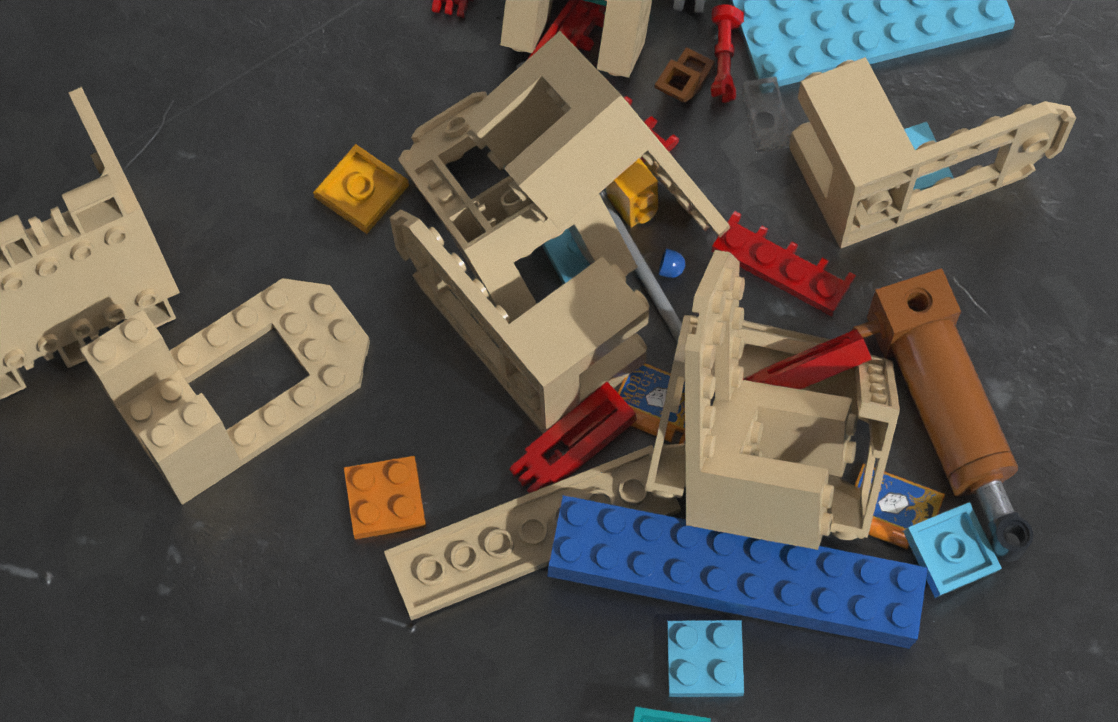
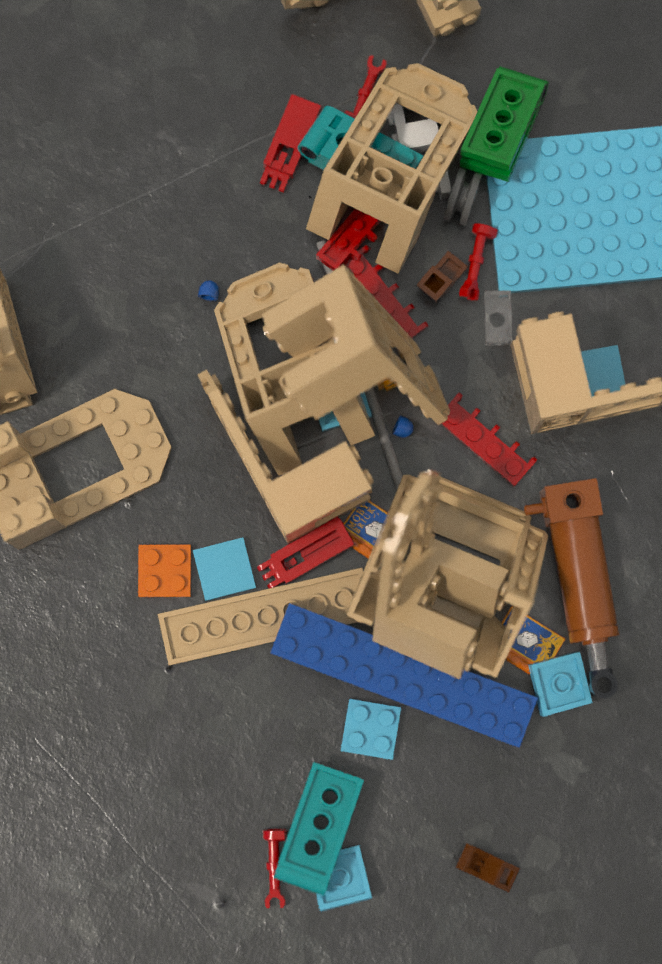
camera: 10 degrees right, 15 degrees up
(361, 188) = (183, 324): light orange tile -> none
(387, 143) = (208, 291): none -> blue hinge
(465, 480) = (224, 569): none -> medium azure tile
(816, 363) = (486, 531): red hinge -> none

